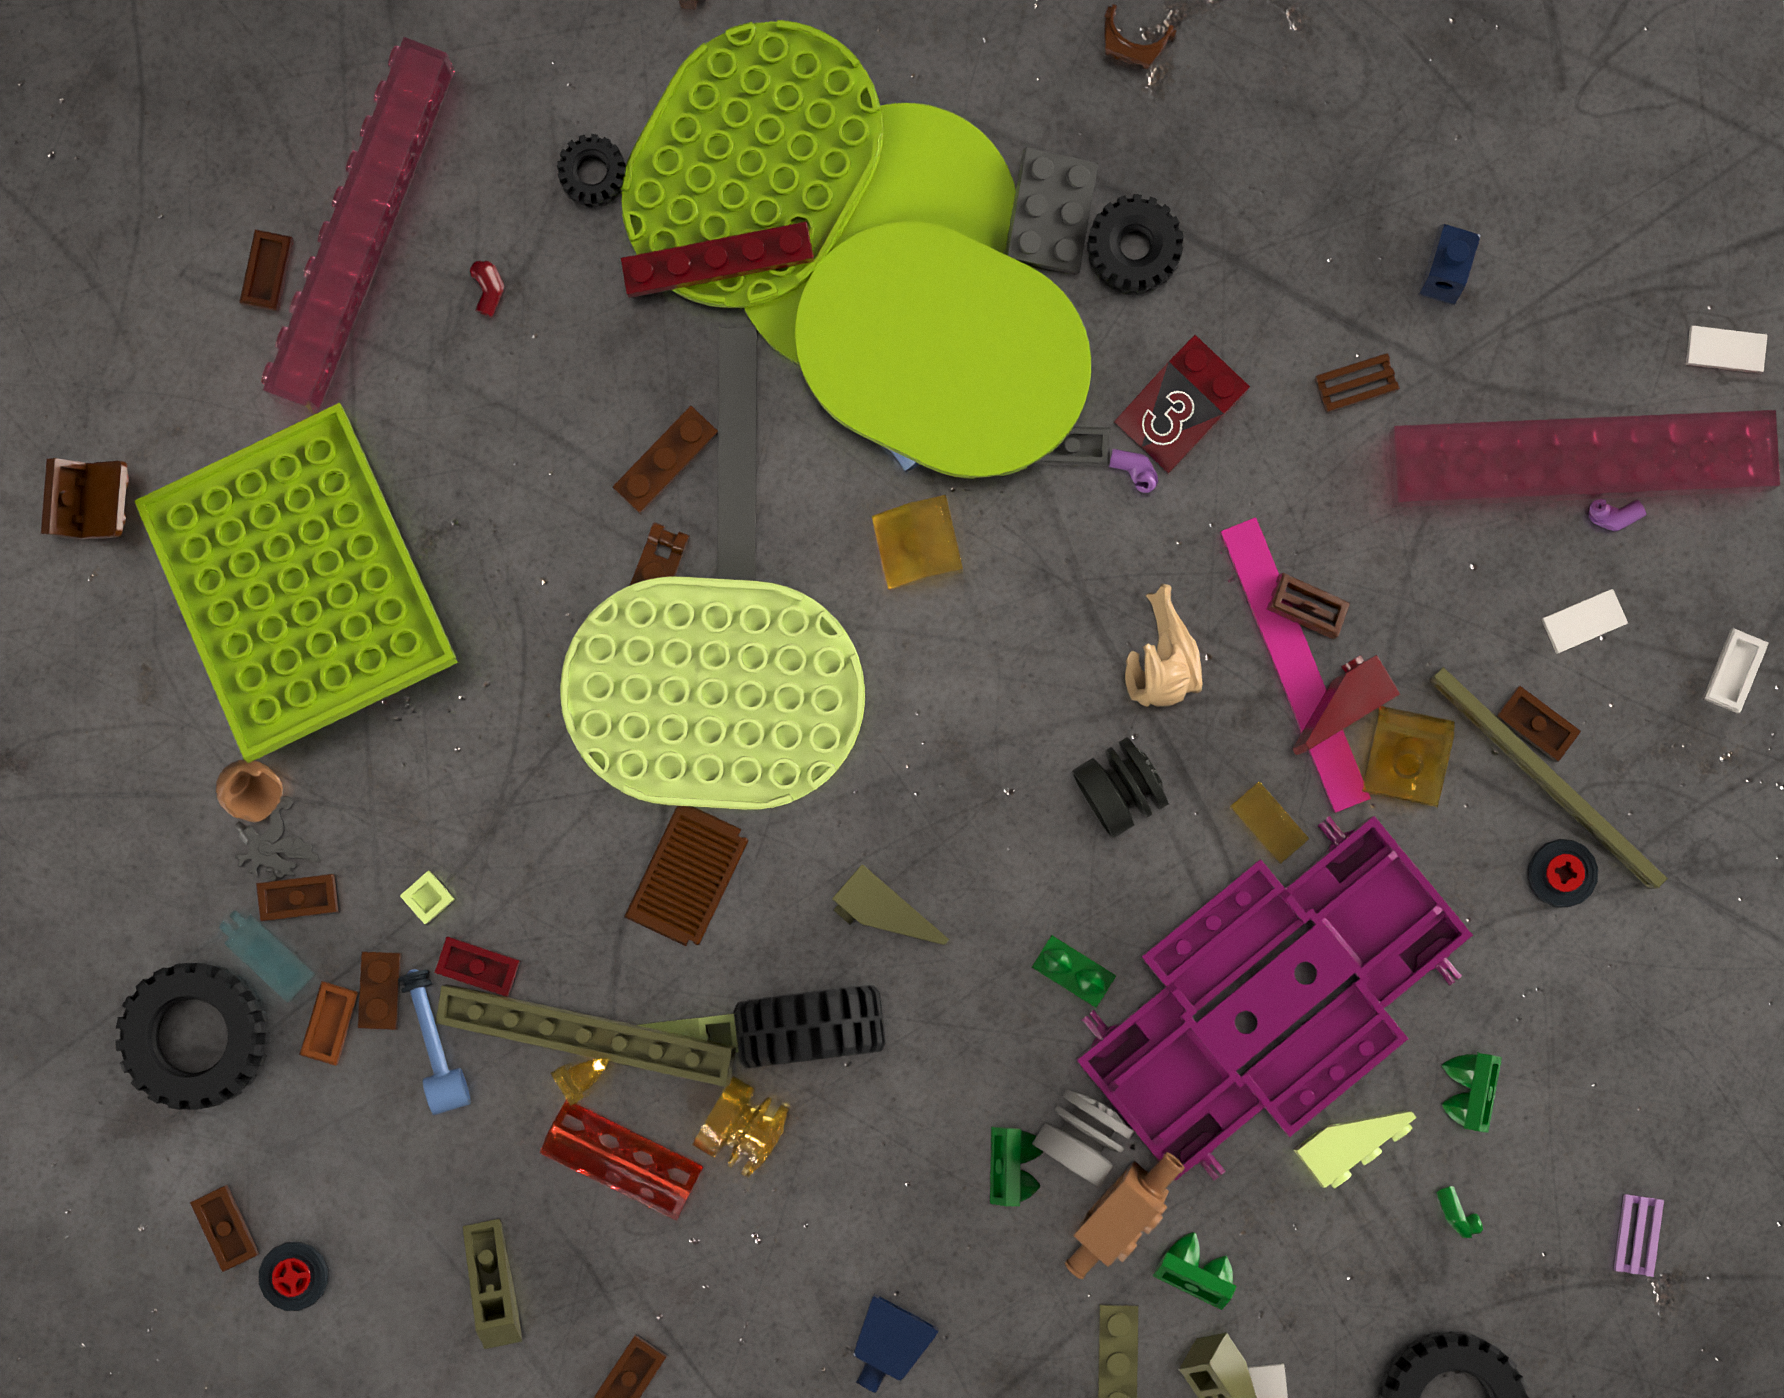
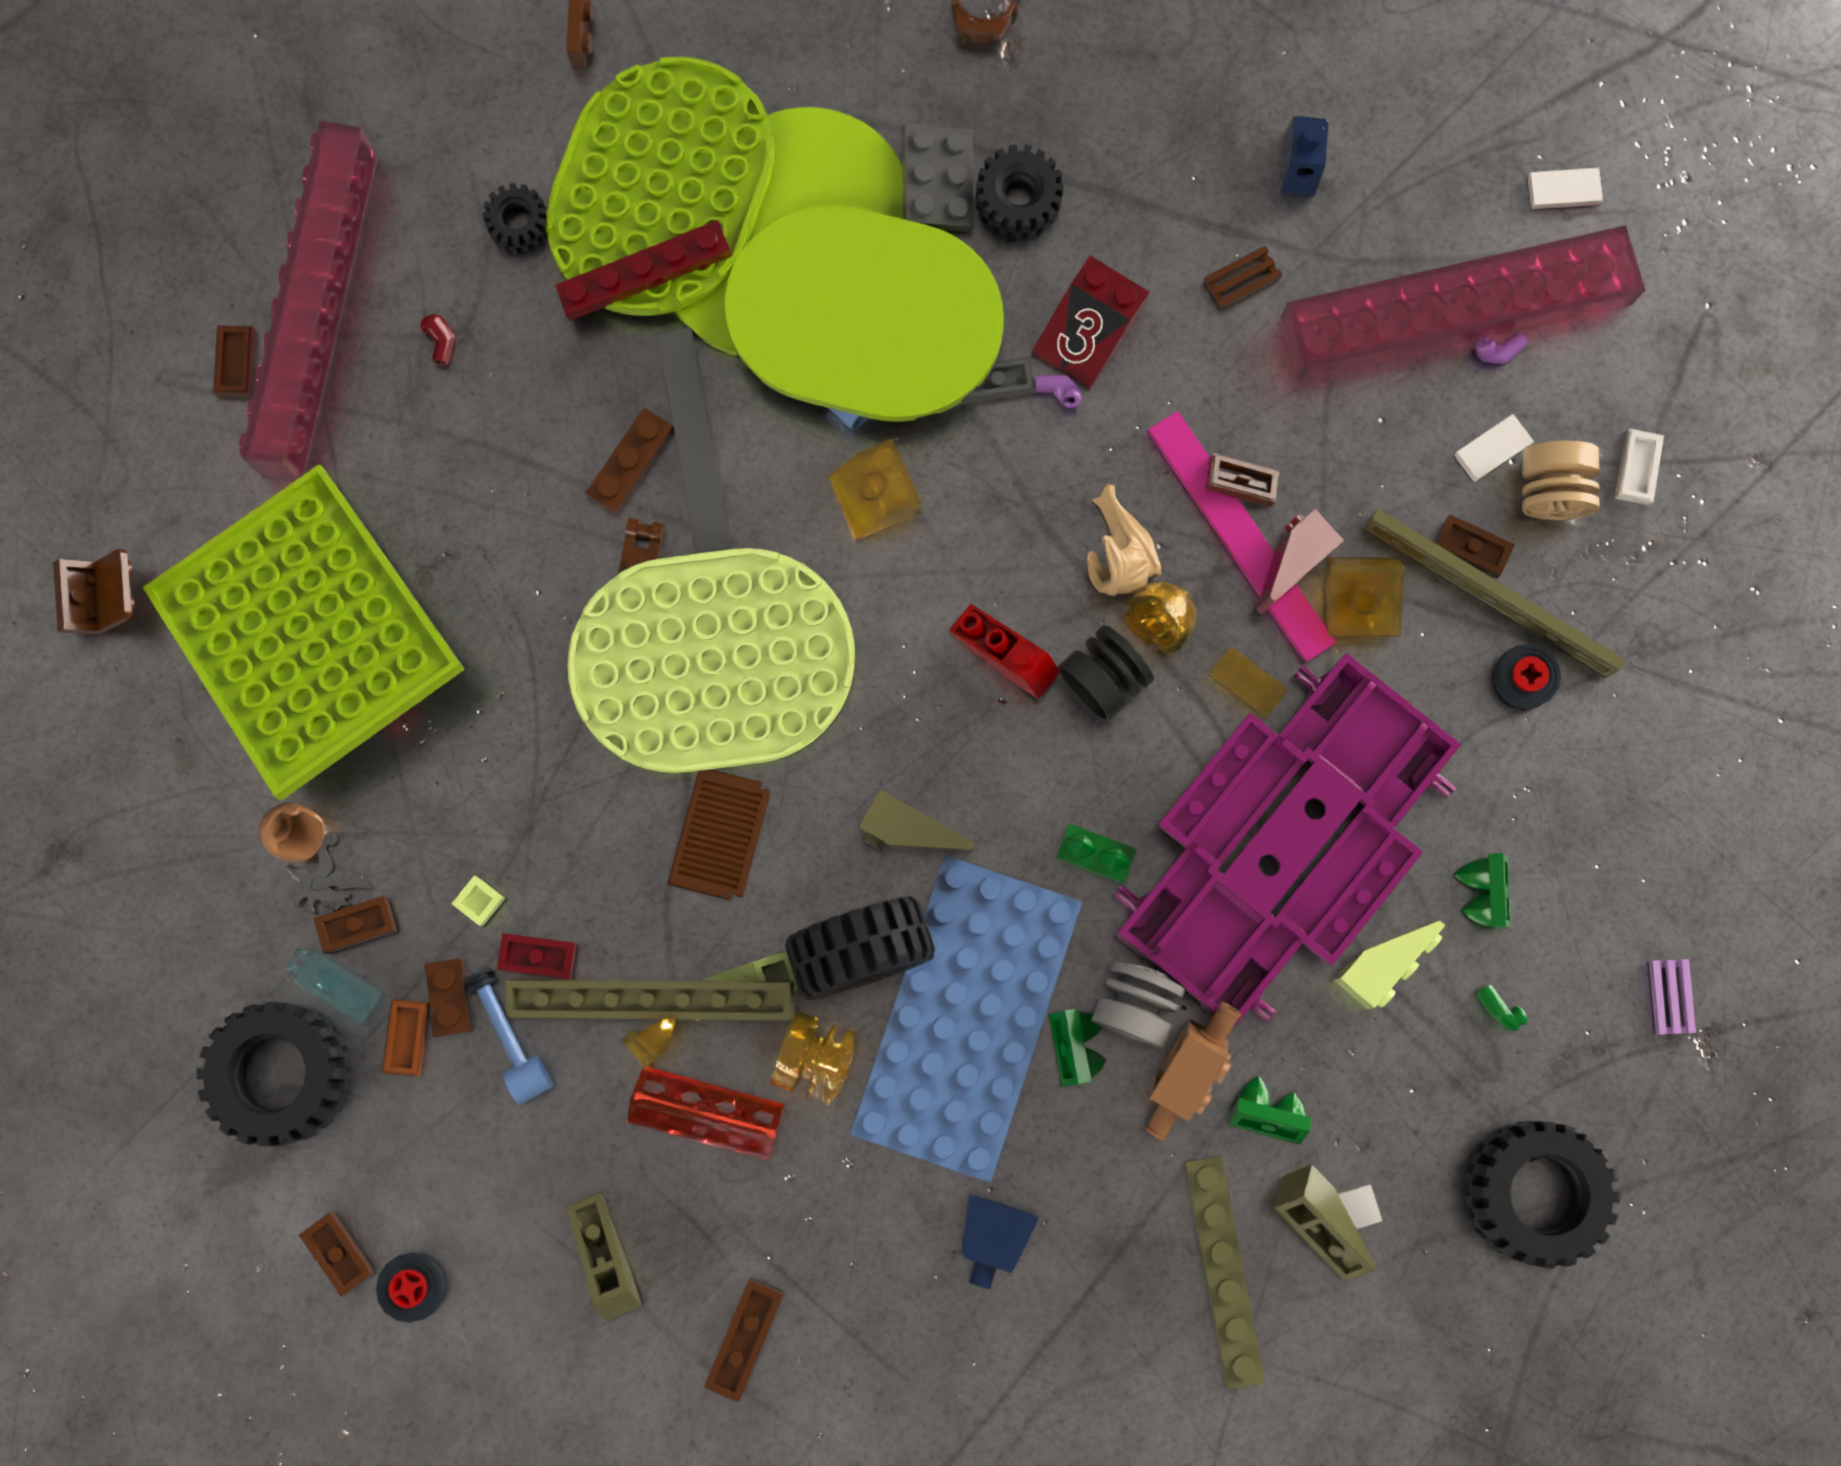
camera: 15 degrees left, 5 degrees down
(907, 1116) = (967, 1020): none -> medium blue plate
(1021, 740) = (1006, 651): none -> red slope
(1194, 735) = (1163, 615): none -> clear yellow cylinder
(1642, 674) = (1561, 480): none -> tan wheel

